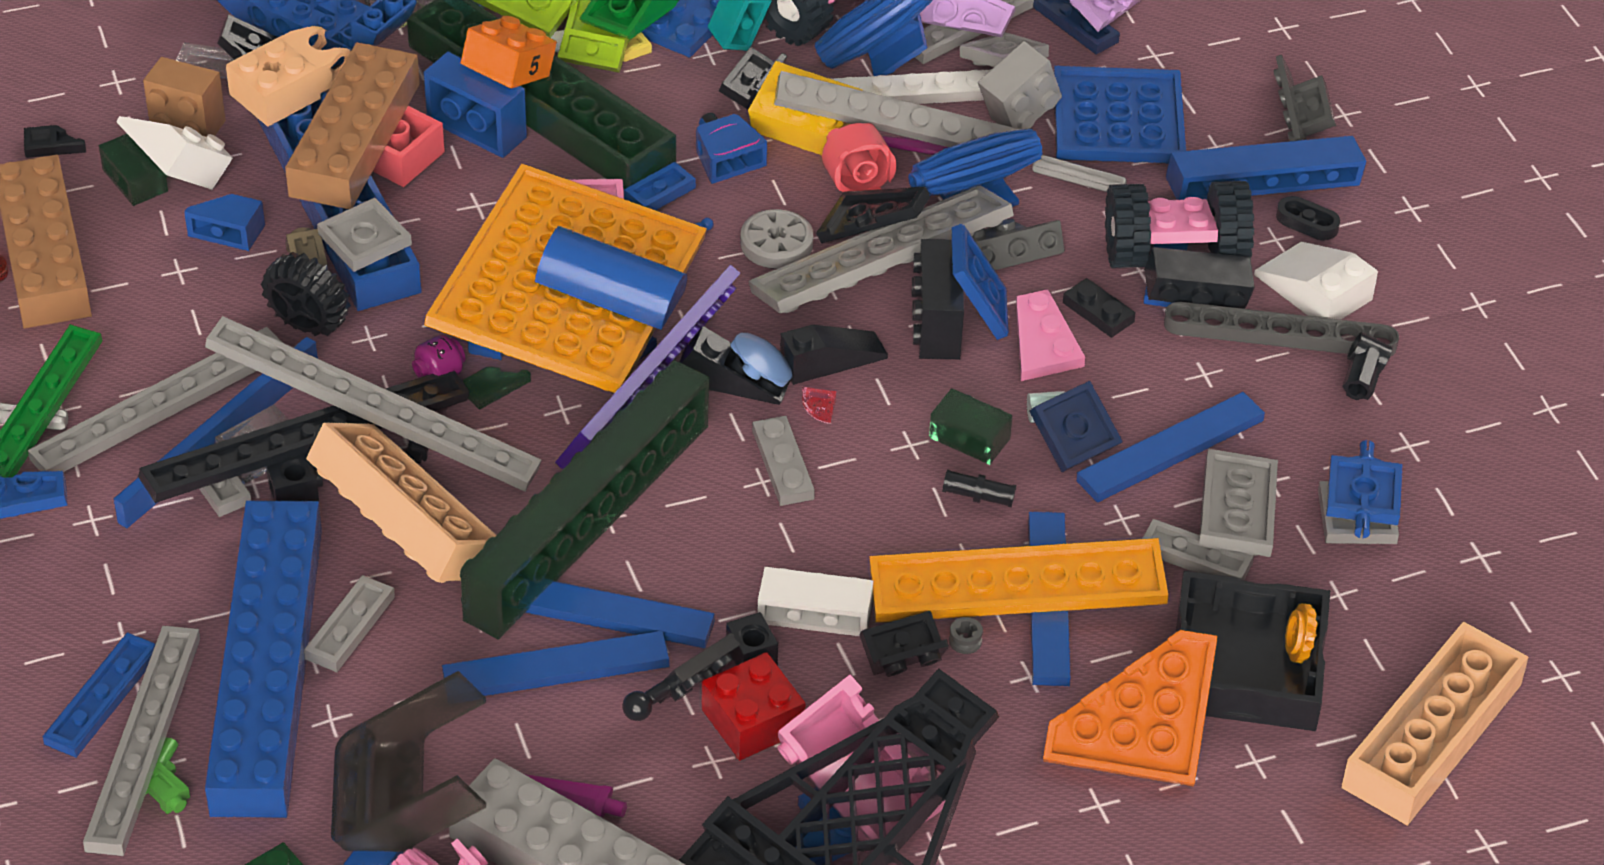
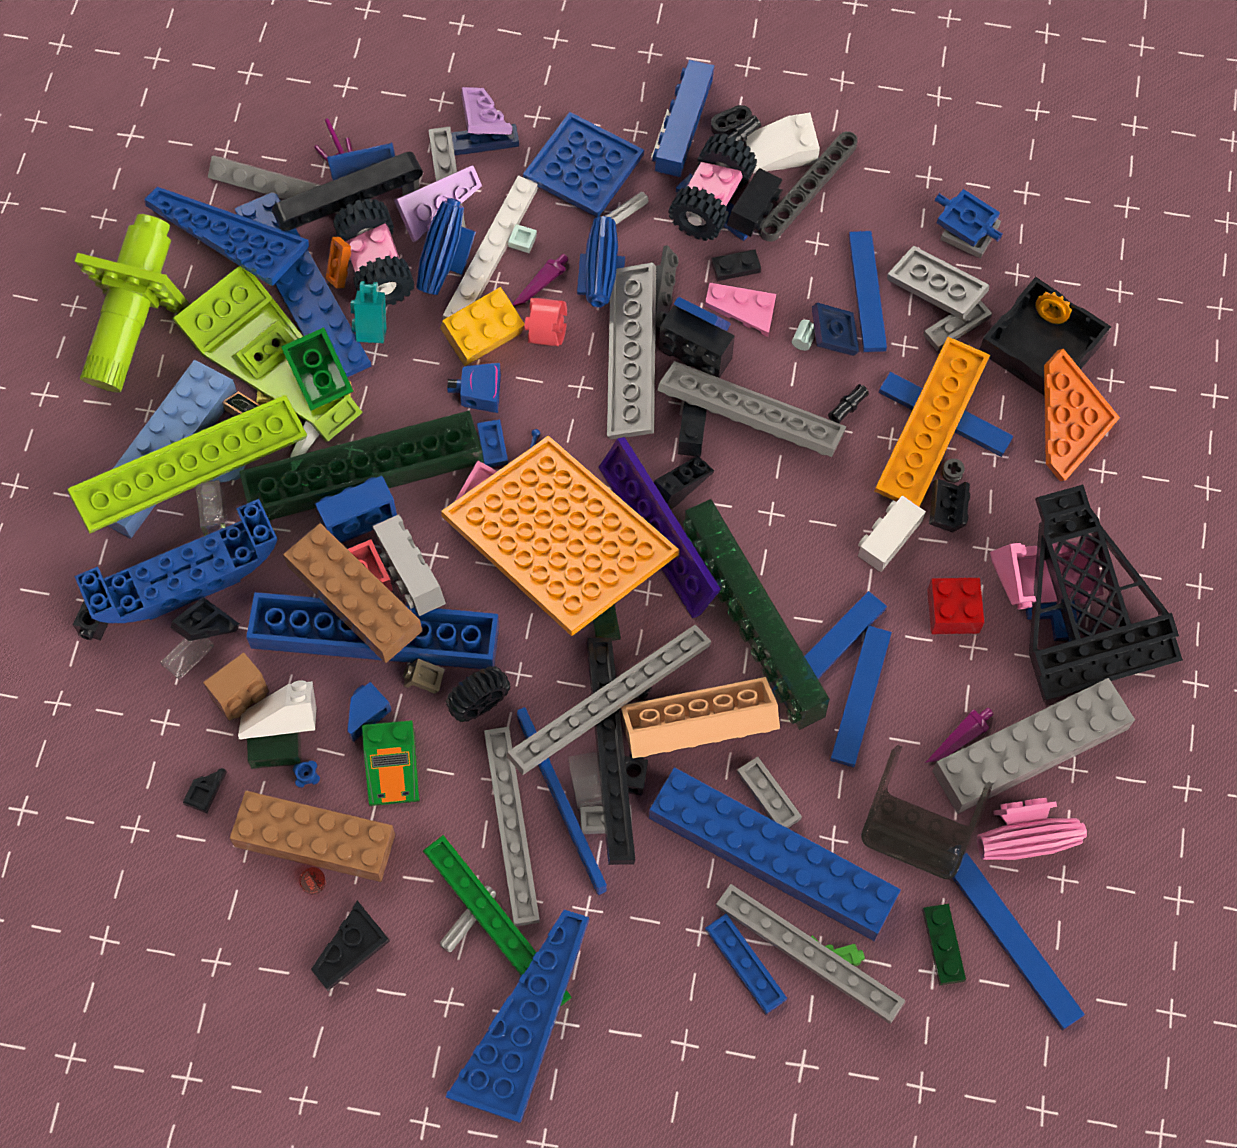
camera: 60 degrees left, 20 degrees up
(119, 208) = (300, 769): none -> blue plate
(177, 267) = (391, 763): none -> green slope
(284, 74) = (274, 604): light nougat brick -> none
(364, 234) = (459, 633): light grey plate -> none
(428, 163) = (408, 566): none -> wedge
(438, 356) = (576, 646): magenta head -> none
(508, 51) = (348, 467): orange brick -> none
(610, 277) = (586, 510): blue brick -> none
(680, 681) = (918, 637): black plate -> none
(748, 77) = (426, 339): bracket -> none
(754, 638) = (901, 590): black brick -> none
(762, 359) = (691, 462): medium blue dish -> none
(776, 238) = (574, 414): light grey wheel -> none
(783, 460) = (764, 493): light grey plate -> none
(819, 403) = (728, 451): clear pink tile -> none
(870, 210) = (594, 338): black wing -> none
(883, 112) = (531, 281): light grey plate -> none
(891, 394) = (752, 409): none -> light grey plate
(966, 102) = (522, 238): none -> light aqua plate
(970, 426) = (799, 381): clear green brick -> none
(994, 49) = (496, 193): light grey plate -> none
(1020, 88) = (547, 202): light grey brick -> none
(1294, 231) = (743, 131): none -> black pin
(1306, 103) = (639, 65): dark grey bracket -> none
(1367, 361) = (863, 157): black piece -> none
(1434, 723) = (1143, 282): light nougat brick -> none

